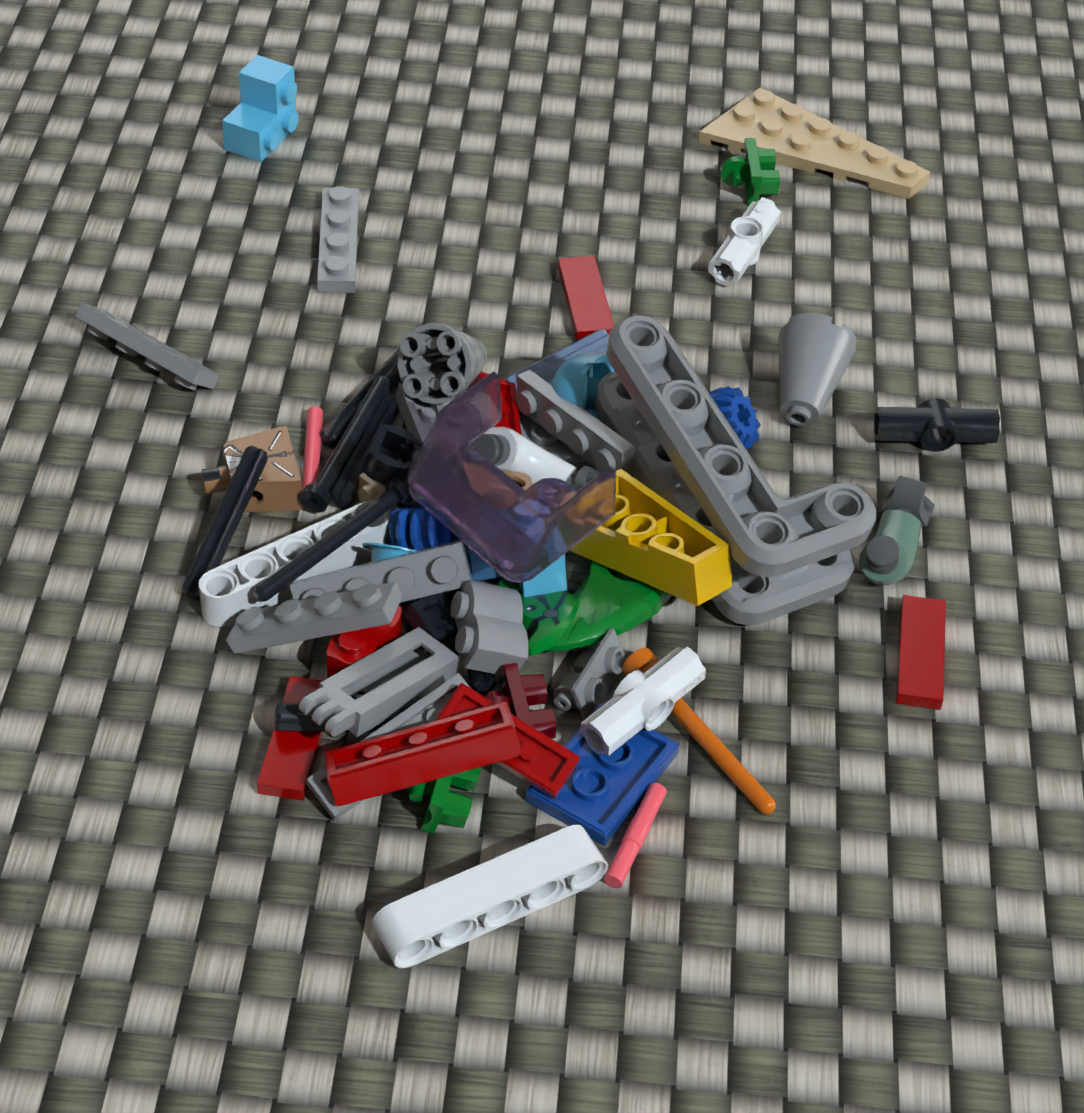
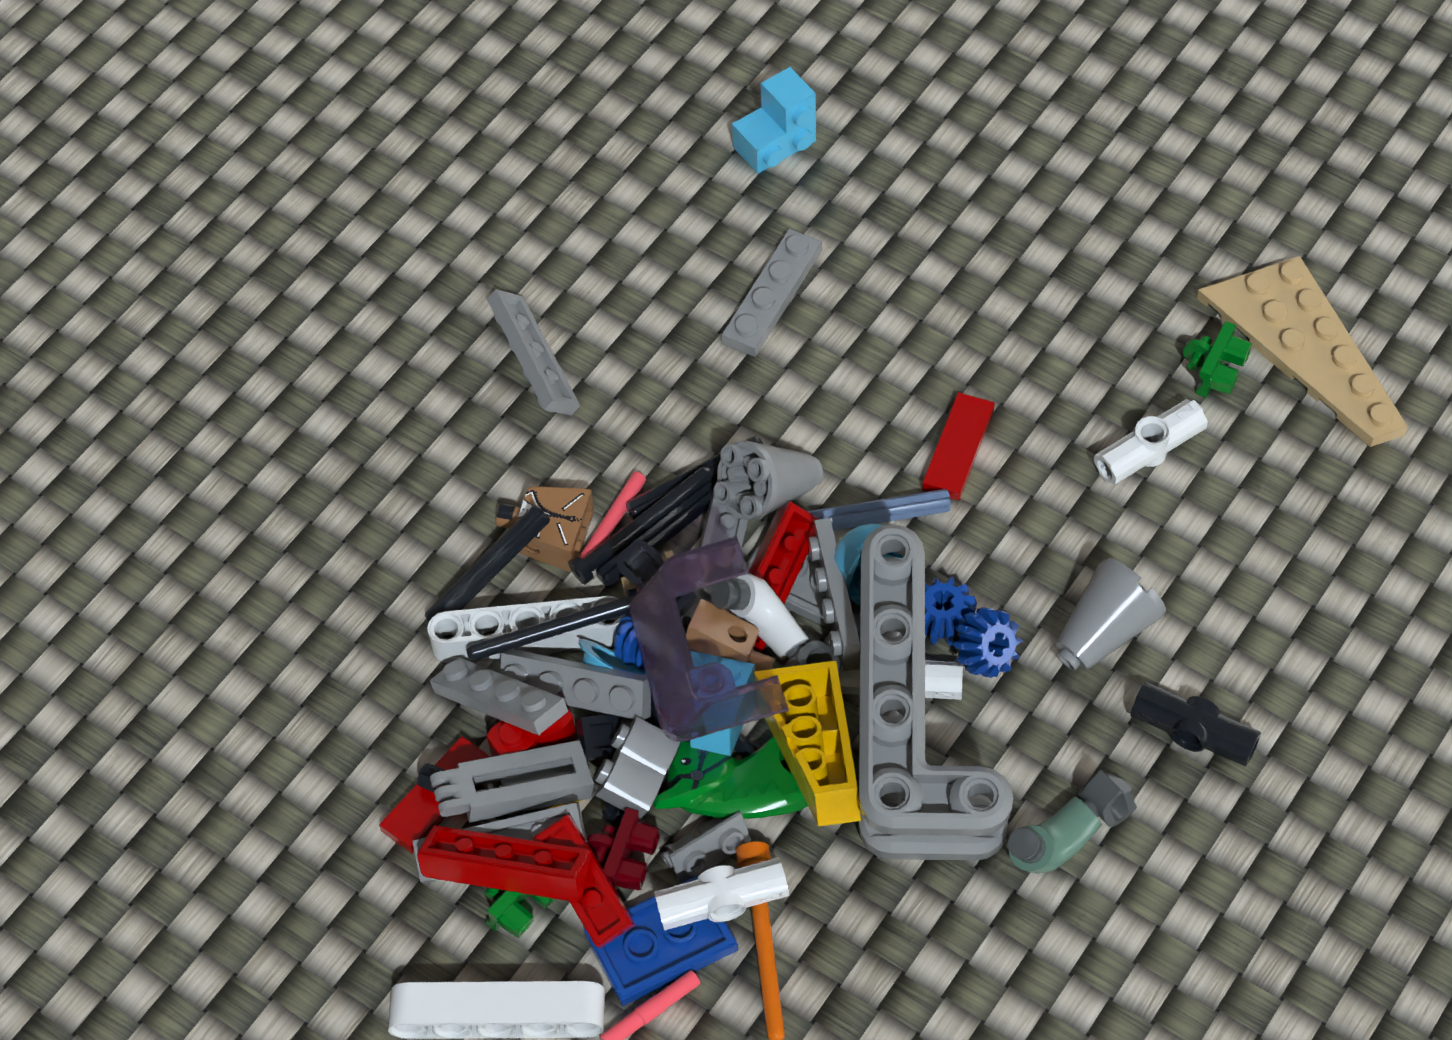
camera: 35 degrees right, 10 degrees up
(921, 652) = (1014, 951): red tile -> none

